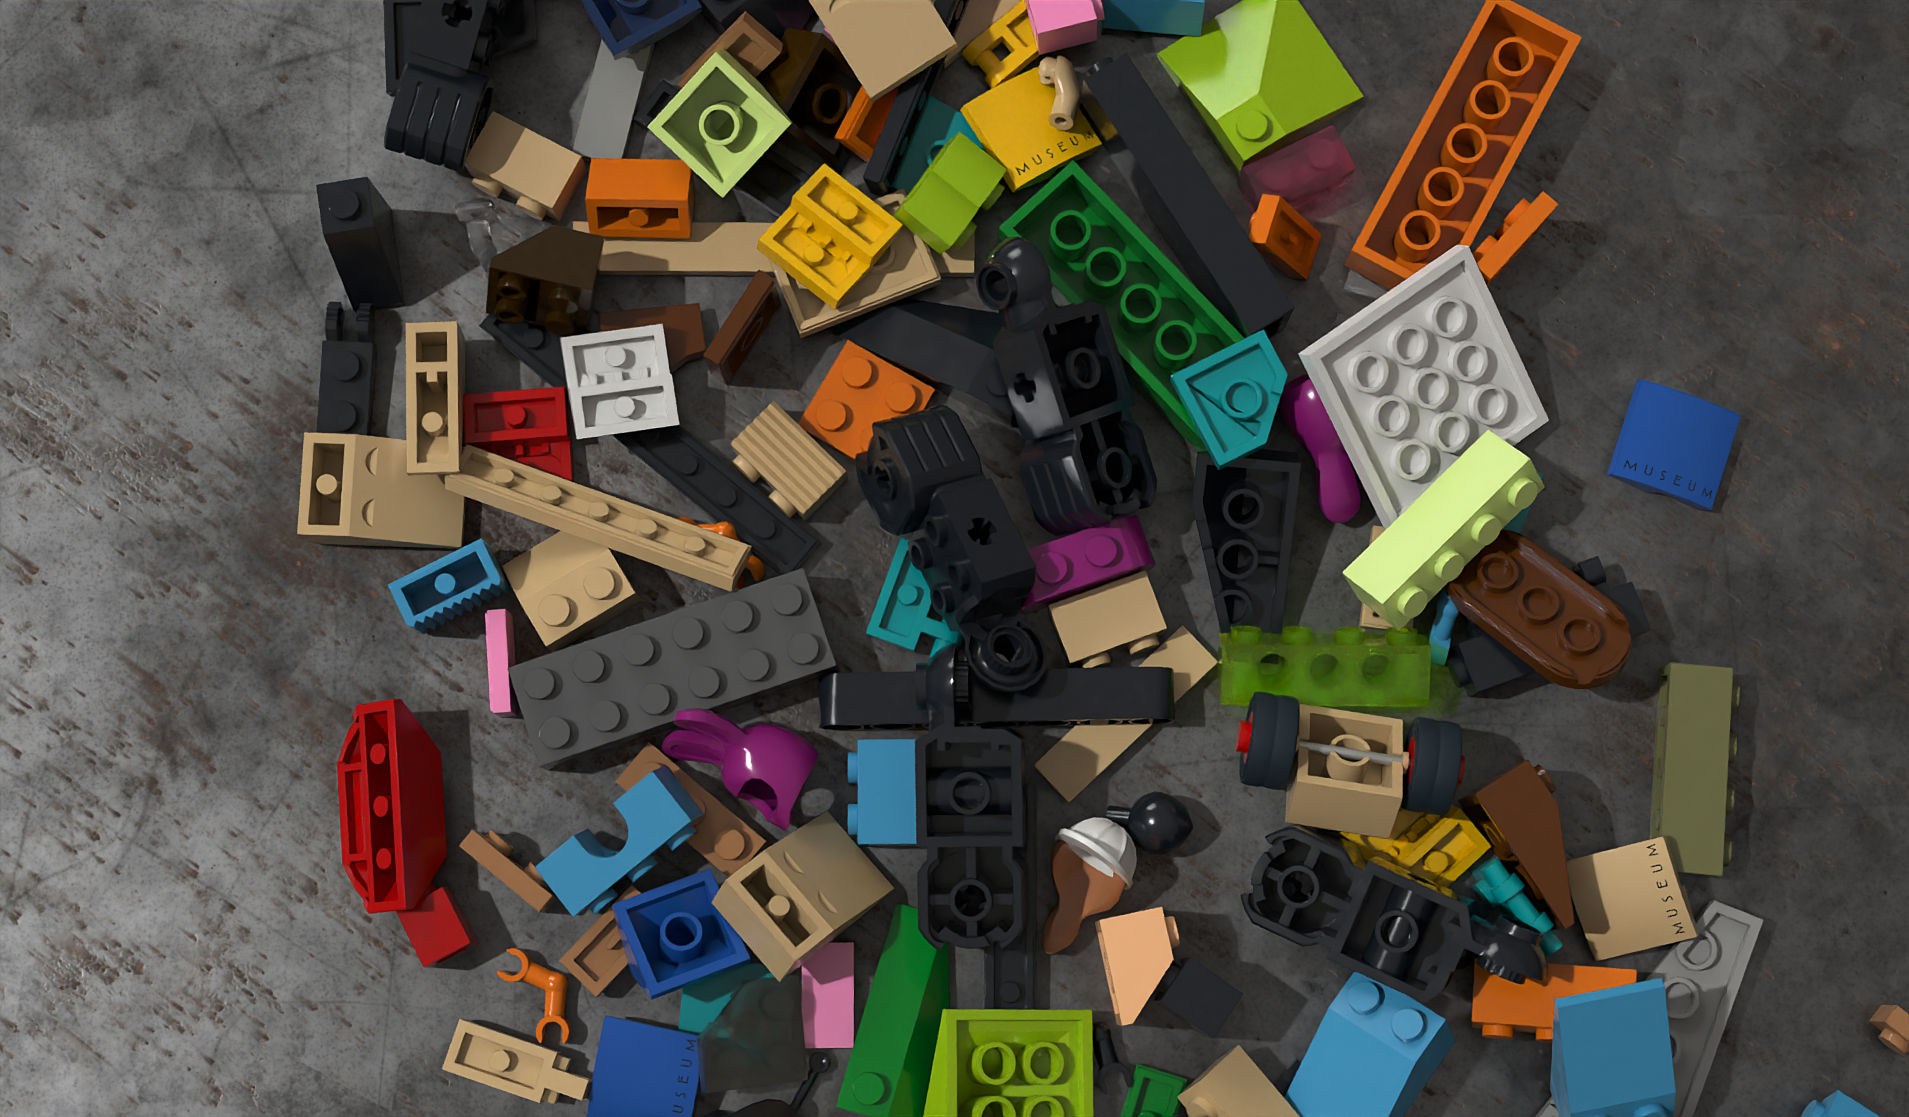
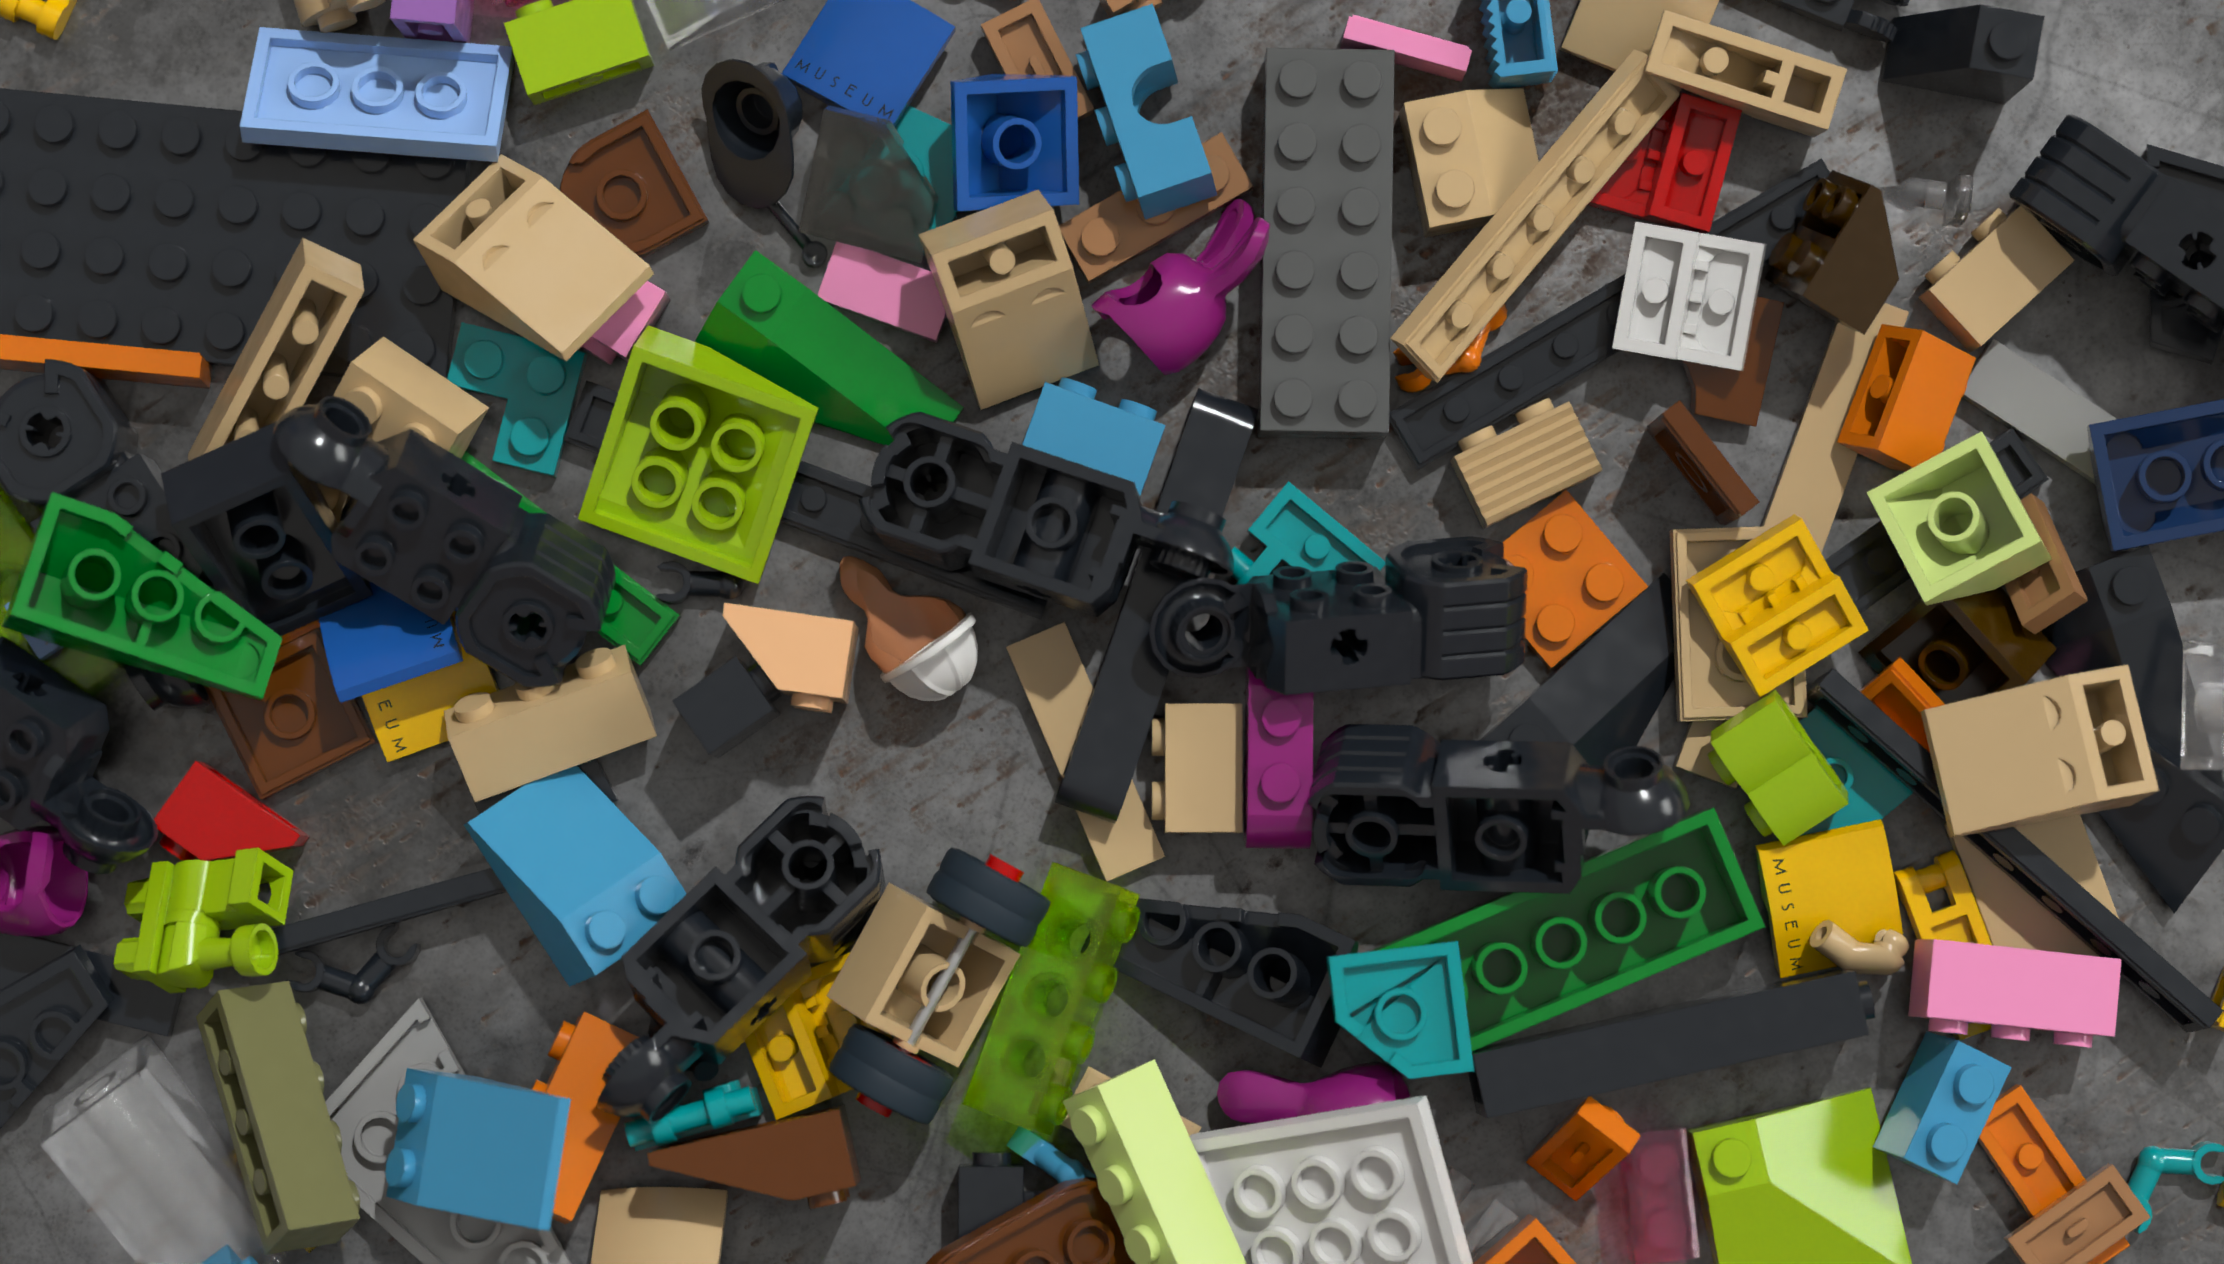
camera: 100 degrees right, 5 degrees up
(1154, 822) = (946, 735): black piece -> none

